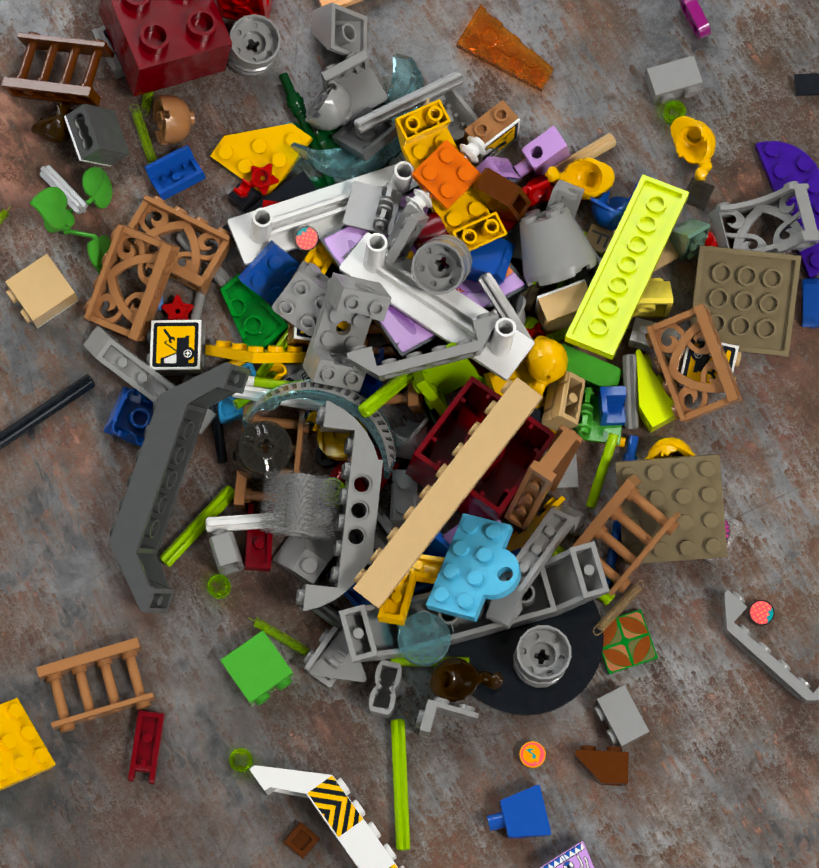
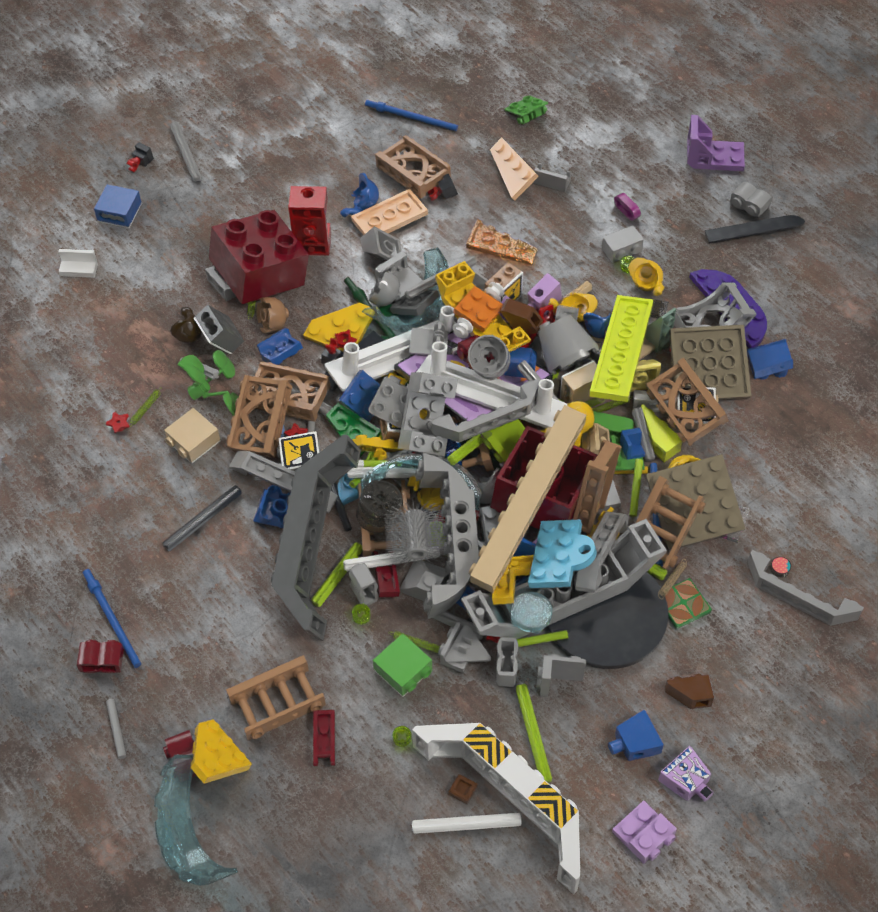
camera: 10 degrees left, 20 degrees down
(62, 90) = (180, 308): reddish brown fence -> none
(139, 124) = (250, 329): lime piece -> none
(258, 34) = (323, 261): light grey wheel -> none
(305, 237) = (383, 366): tile -> none
(405, 233) = (458, 345): light grey bracket -> none
(457, 679) = (565, 642): dark brown piece -> none
(532, 754) = (632, 694): light orange tile -> none
(555, 651) = (624, 615): light grey wheel -> none
(621, 717) = (695, 653): light grey brick -> none

